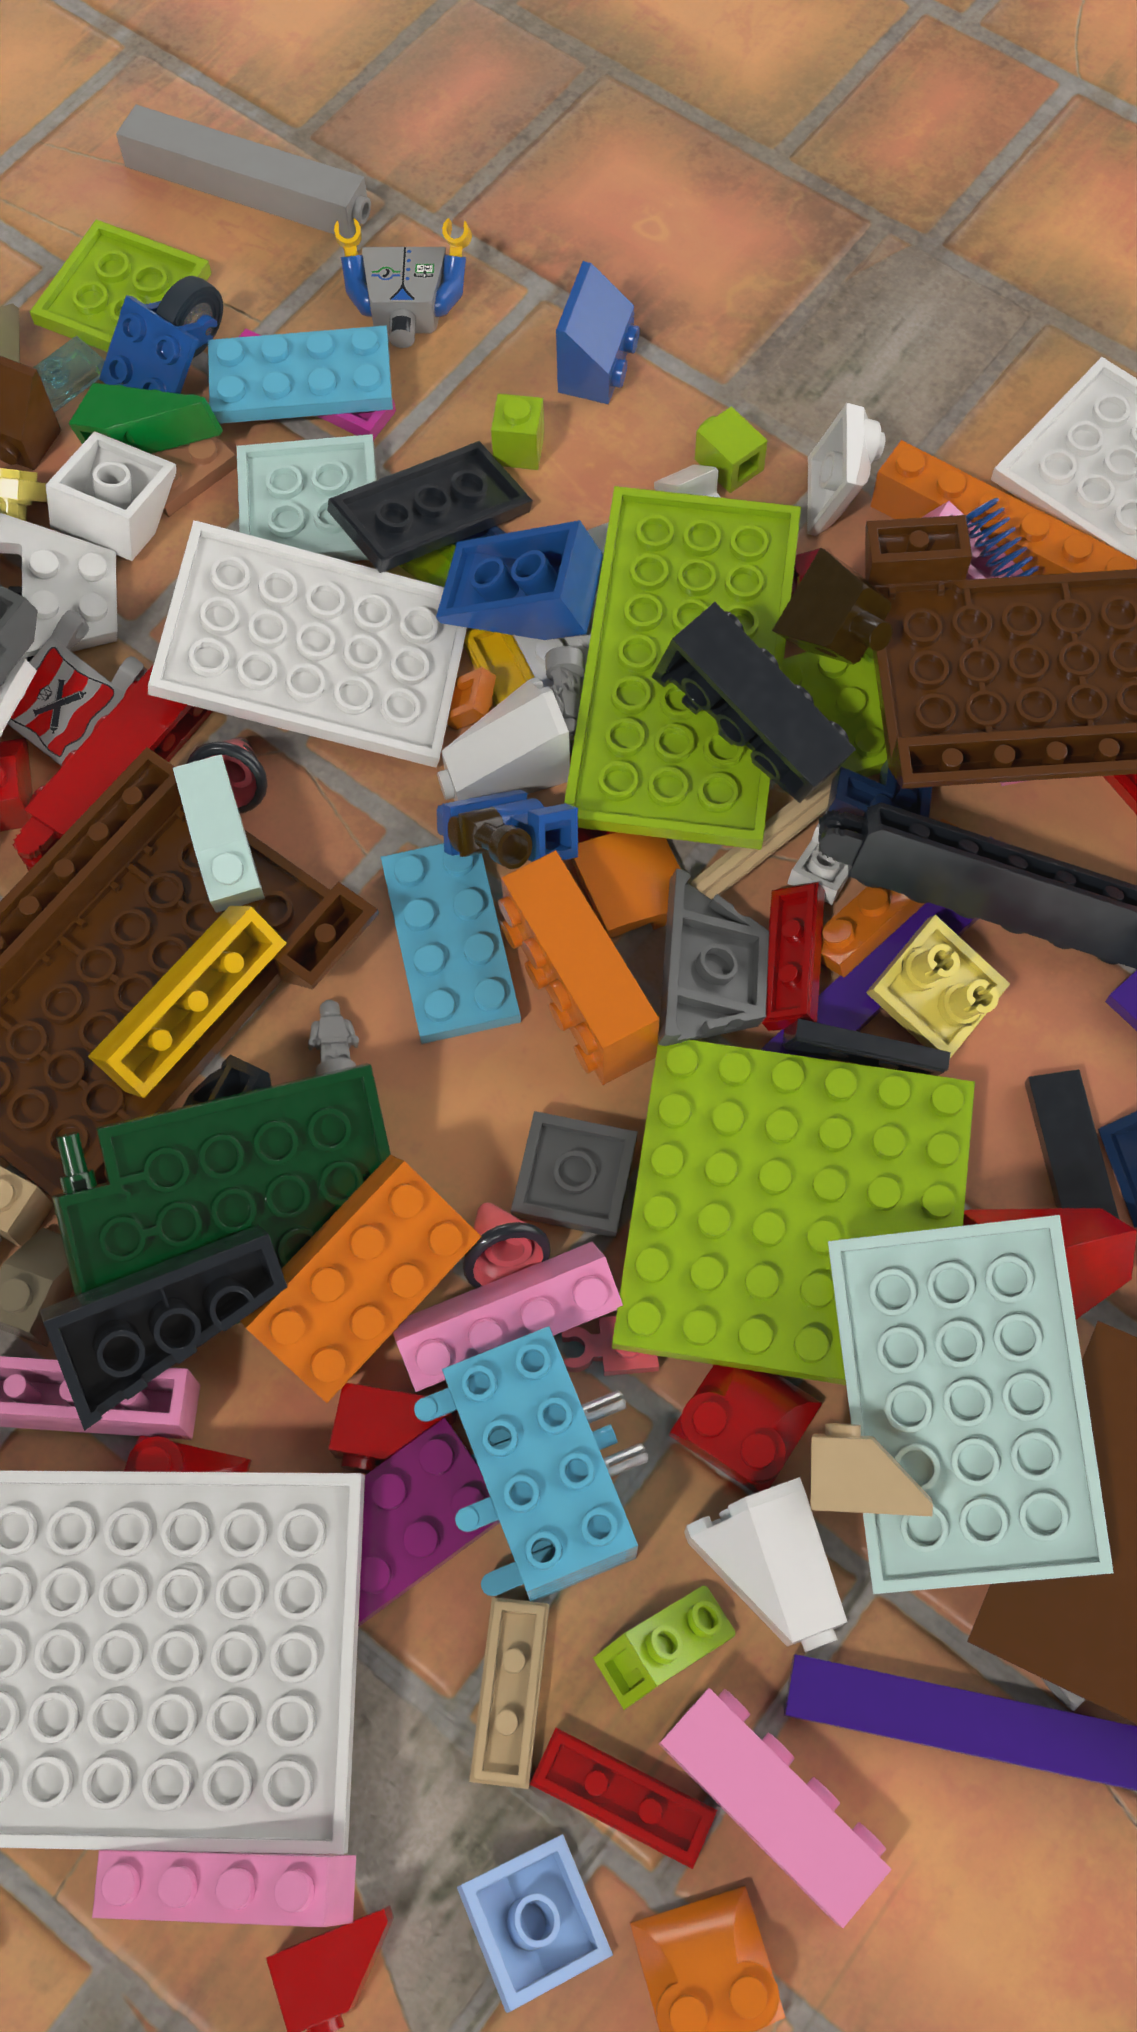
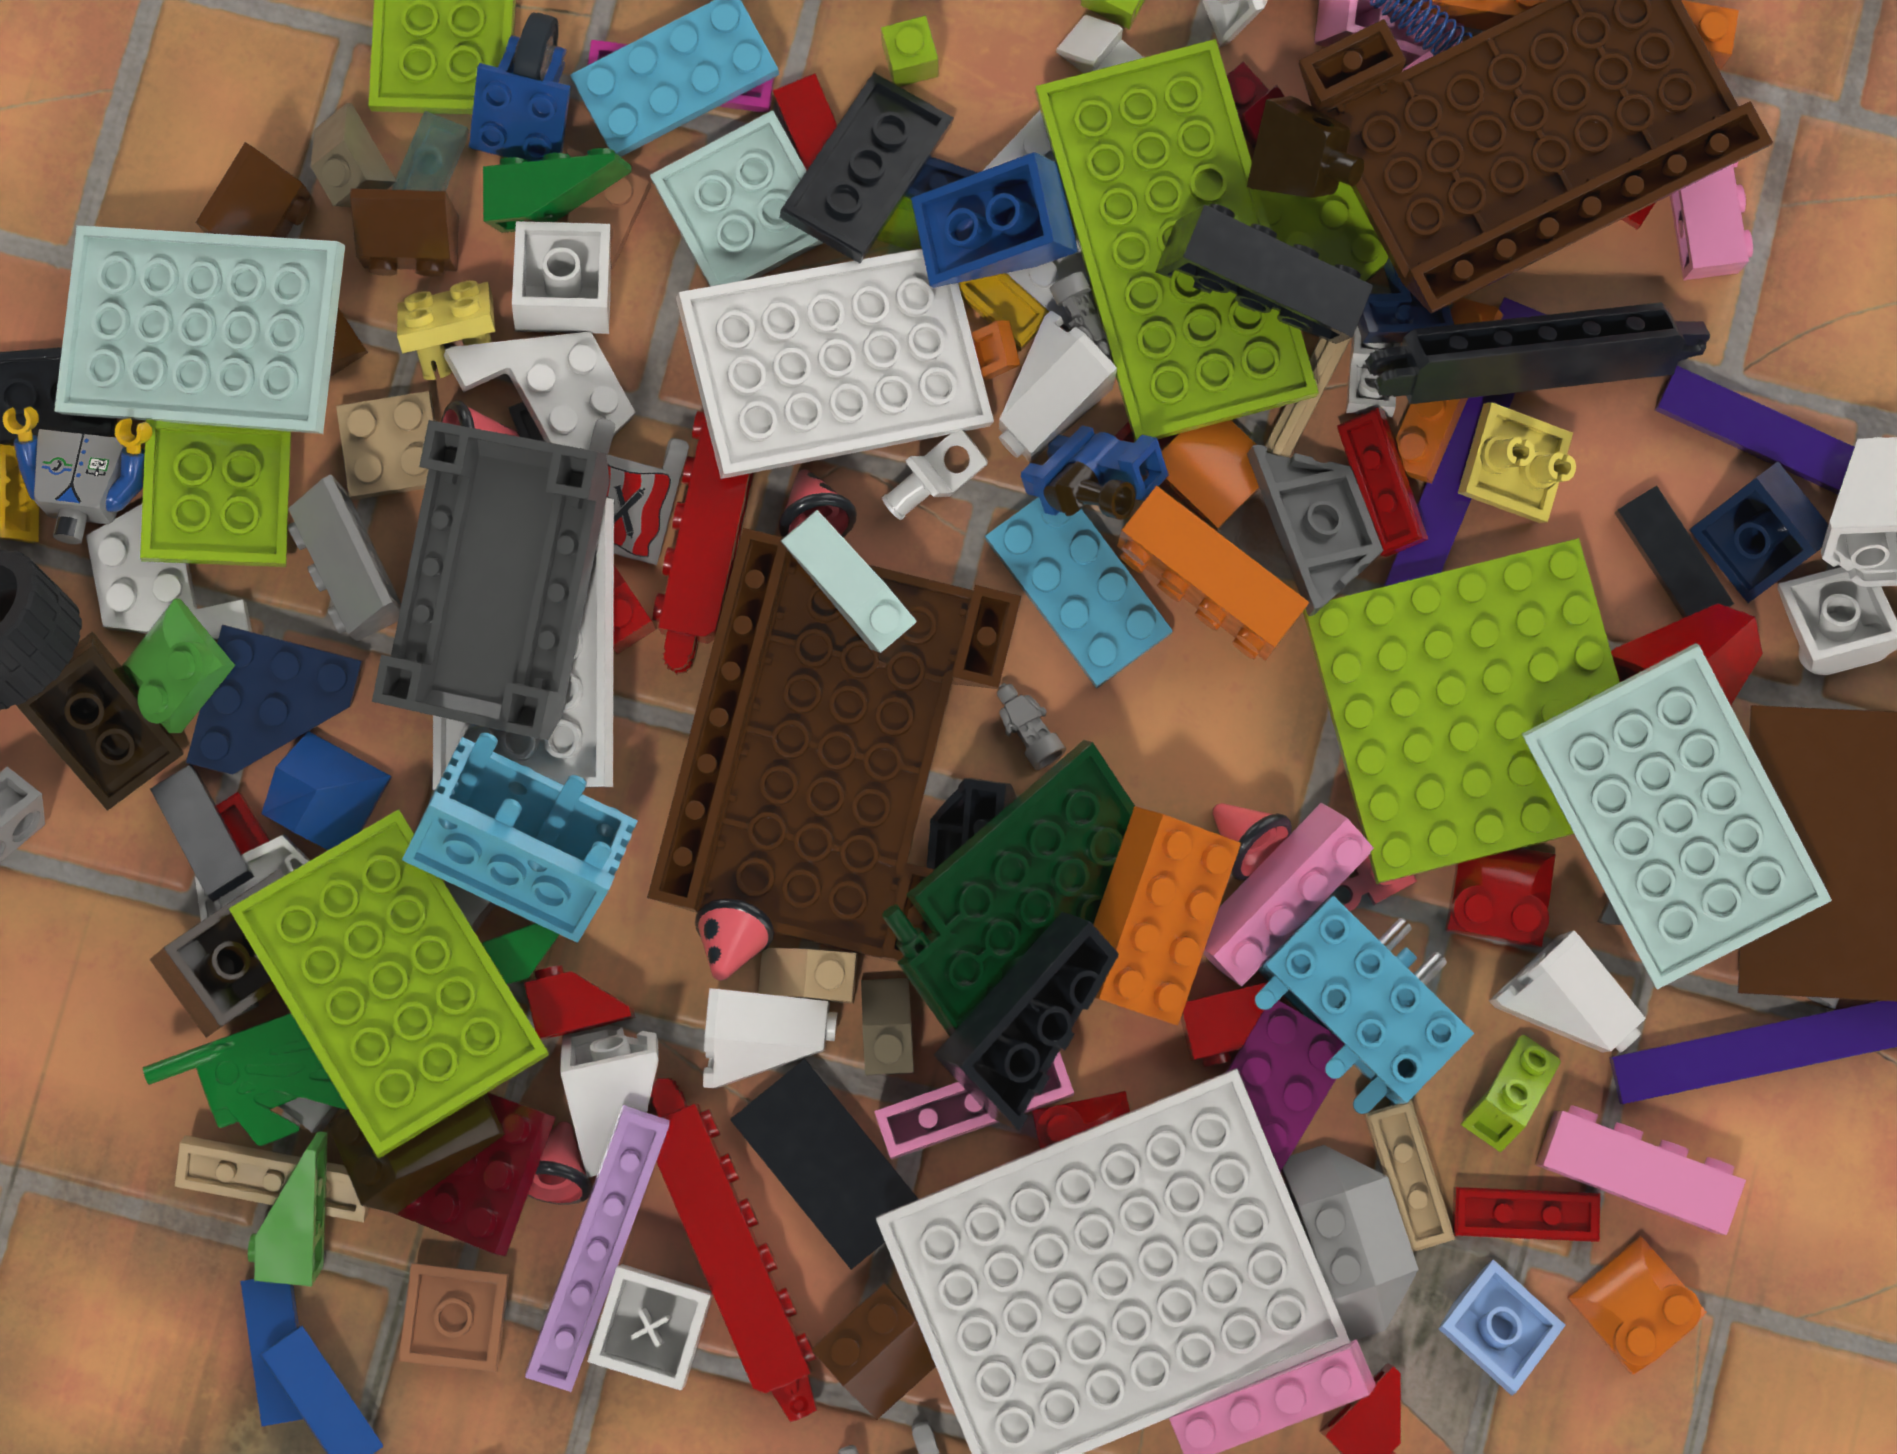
camera: 25 degrees left, 15 degrees up
(187, 1000) = (900, 743): yellow brick -> none
(358, 785) = (932, 475): none -> white bracket
(402, 447) = (806, 116): none -> red tile
(410, 1736) = (1354, 1236): none -> light grey wedge
(574, 1174) = (1280, 751): dark grey plate -> none
(861, 1476) = (1620, 909): tan slope -> none
(863, 1048) = (1478, 546): black tile -> none

